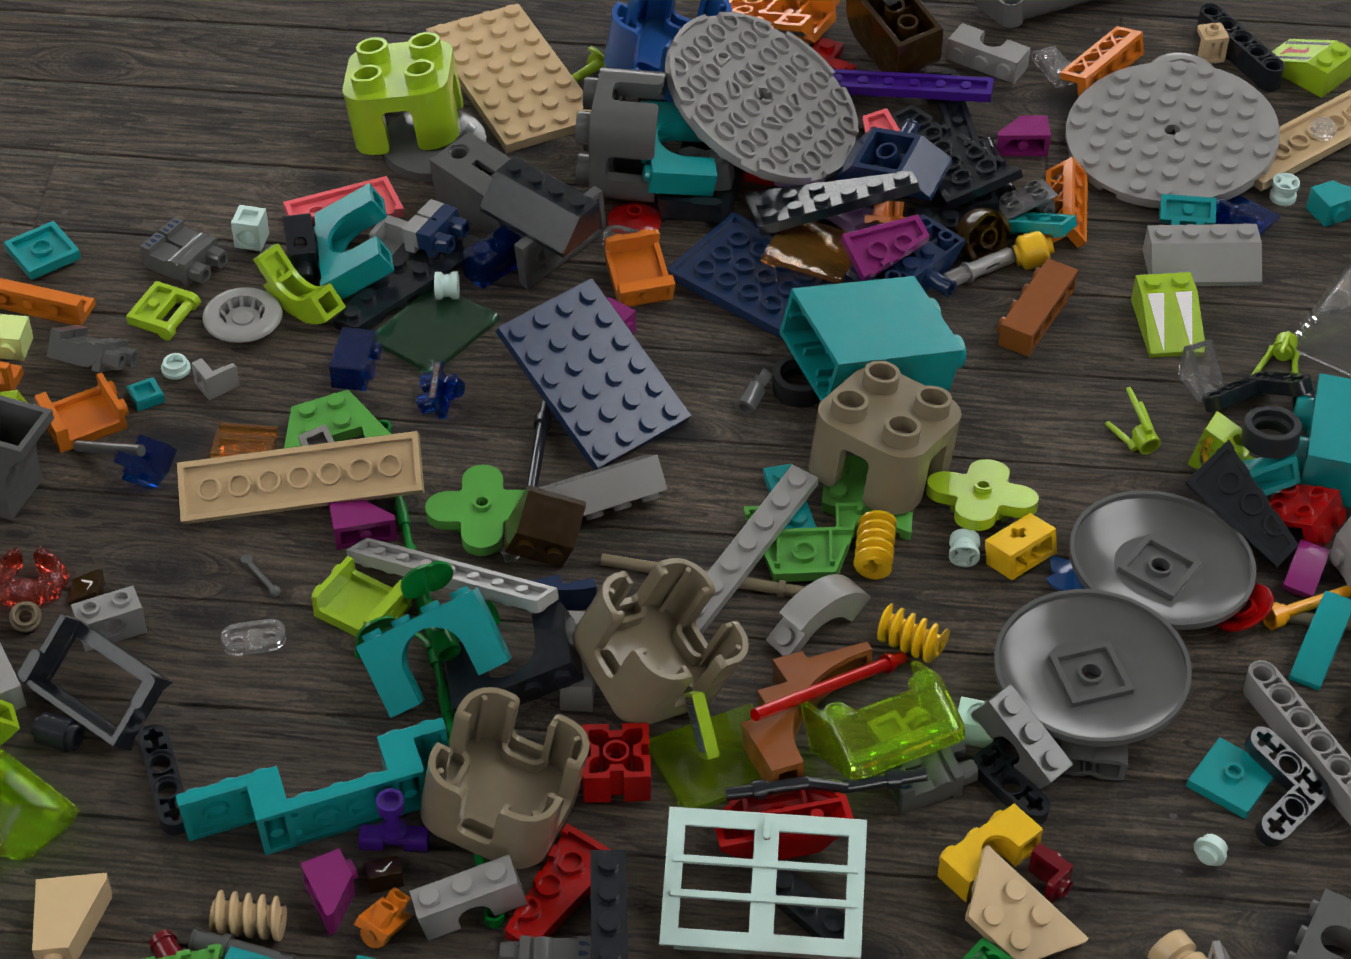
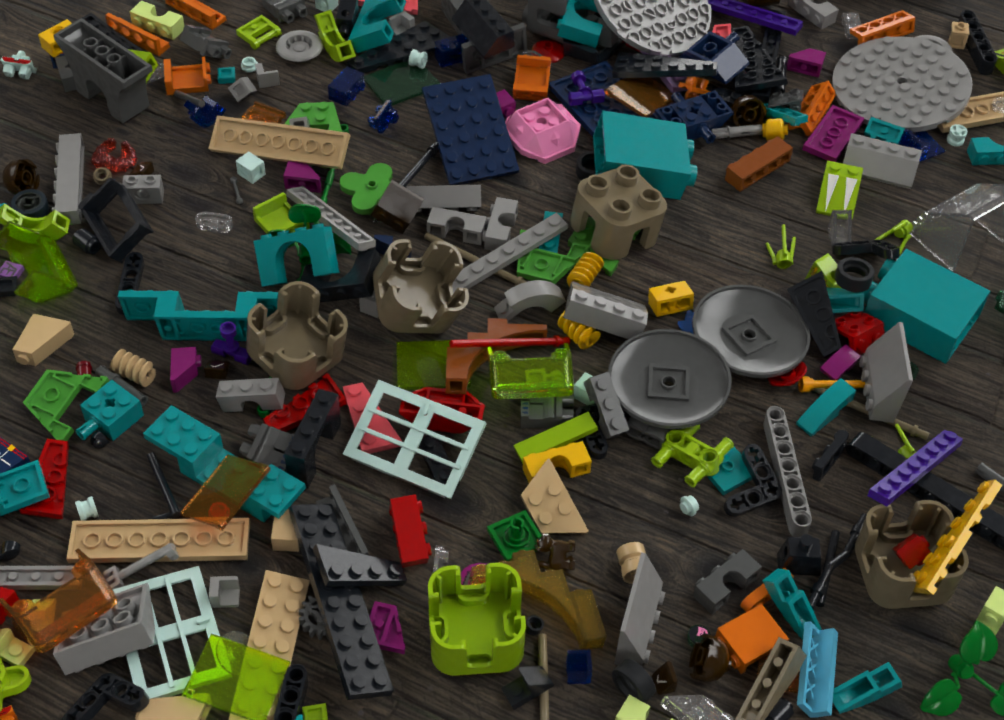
camera: 20 degrees right, 5 degrees up
(186, 409) = (242, 88): none -> light grey panel
(267, 531) = (250, 167): none -> light aqua brick
(384, 919) = (200, 391): orange hips -> none
(434, 229) = (424, 25): dark blue hips -> none
(617, 763) = (370, 348): red brick -> none
(647, 867) = (357, 398): none -> coral wing
(665, 522) = (443, 220): none -> light grey arch
(699, 345) = (543, 131): none -> bright pink piece
(701, 724) = (425, 341): lime tile -> none
(705, 490) = (502, 213): none -> light grey arch
(732, 270) = (584, 92): none -> dark purple bar
(753, 393) = (561, 167): dark grey bar -> none
(760, 789) = (437, 386): black bar -> none
(883, 245) = (677, 101): magenta wing -> none
(944, 595) = (605, 311): none -> light grey slope
(964, 548) = (637, 289): light aqua wheel -> none
(966, 810) = (557, 436): none -> lime tile
(982, 495) = (663, 262): lime plant -> none
(1053, 870) = (588, 487): dark red bracket -> none
(1116, 234) = (833, 134): none -> magenta plate
(1178, 770) = (693, 453): none -> lime piece

